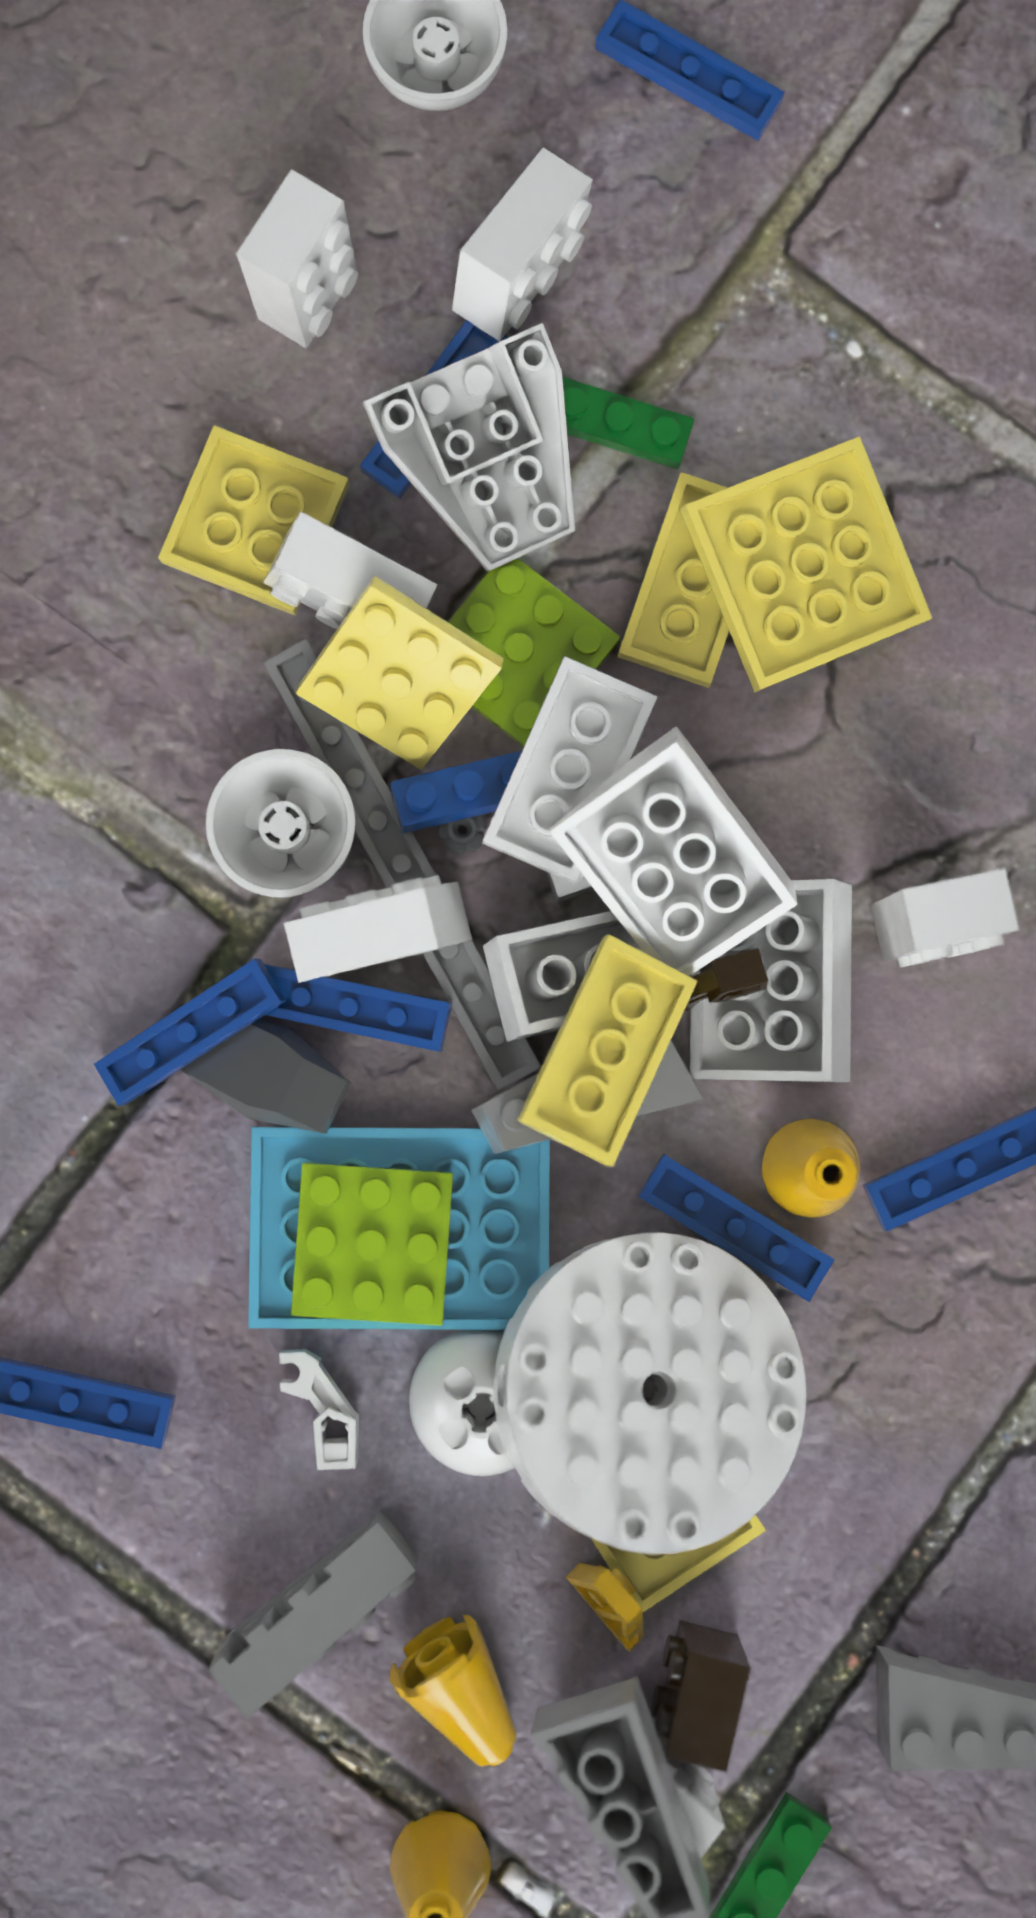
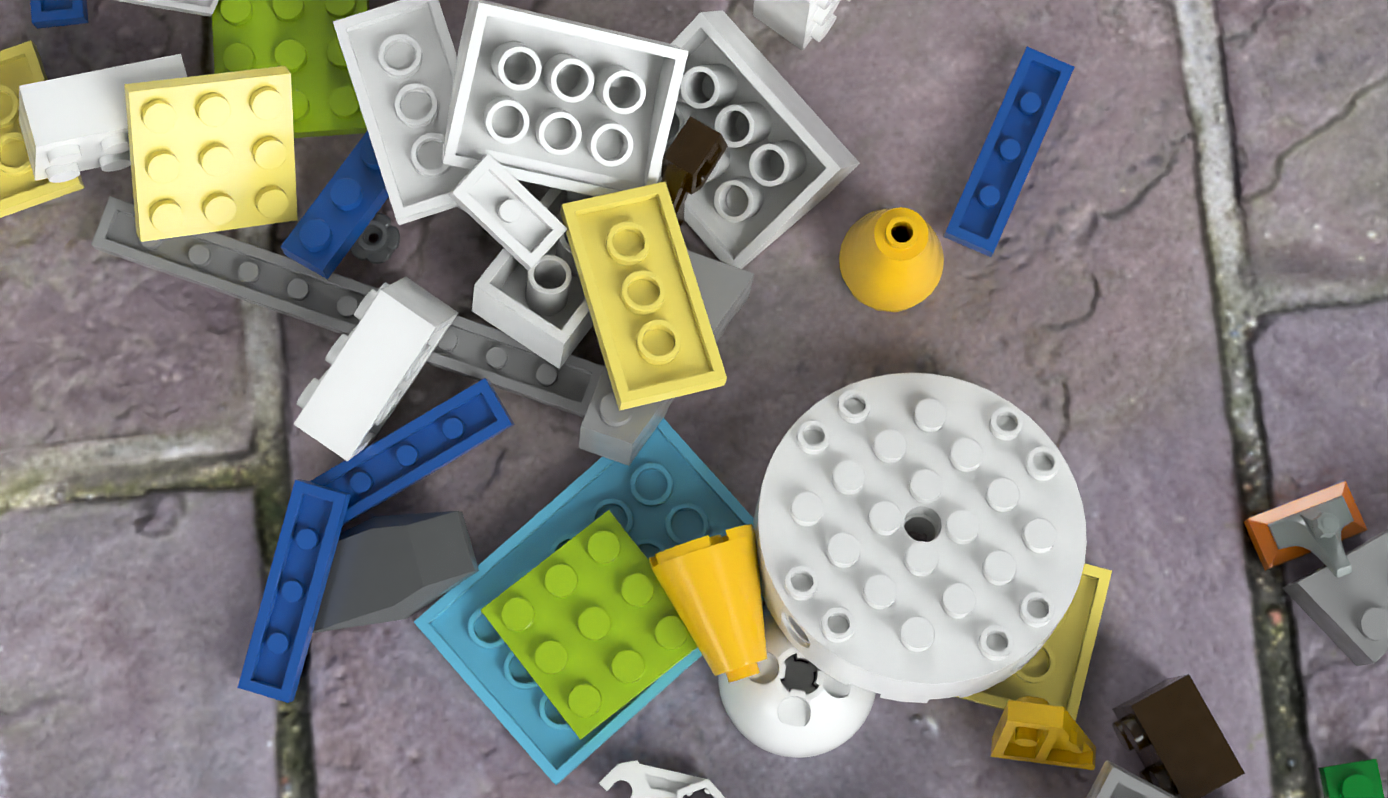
camera: 40 degrees left, 5 degrees down
(278, 795) = (200, 333): white piece -> none
(471, 1309) = (718, 598): none -> yellow cone
(565, 906) = (508, 211): none -> white plate
(736, 1227) = (844, 359): blue plate -> none
(936, 1623) = (1308, 526): none -> piece

